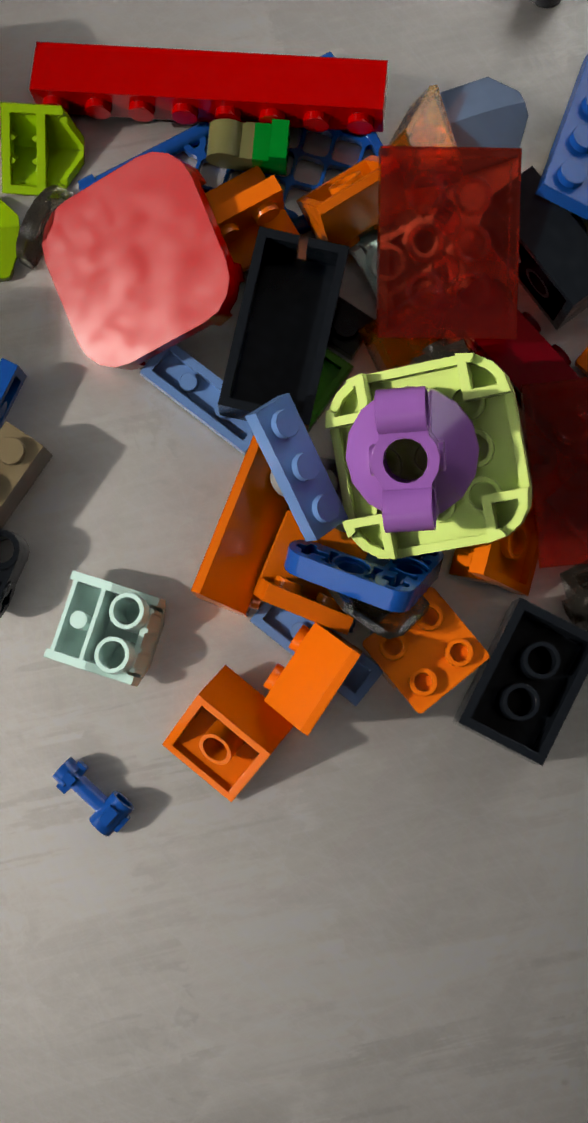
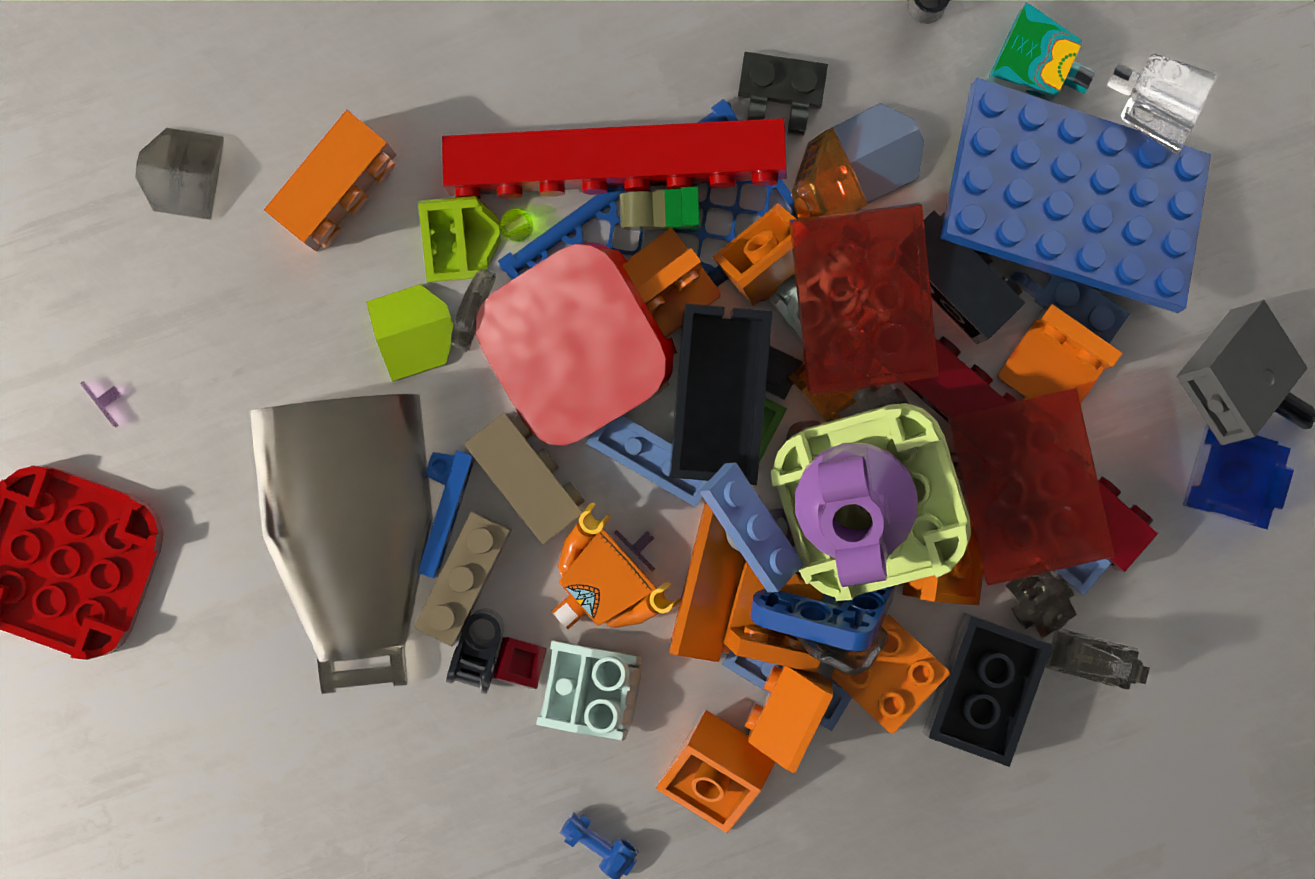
camera: 10 degrees left, 5 degrees up
(37, 590) = (519, 663): none -> dark red plate
(72, 399) = (525, 476): none -> dark tan brick
(105, 155) = (521, 232): none -> clear neon green hinge
(137, 513) = (604, 580): none -> orange torso
(179, 489) = (638, 546): none -> piece
(401, 42) = (782, 81): none -> pearl dark grey plate

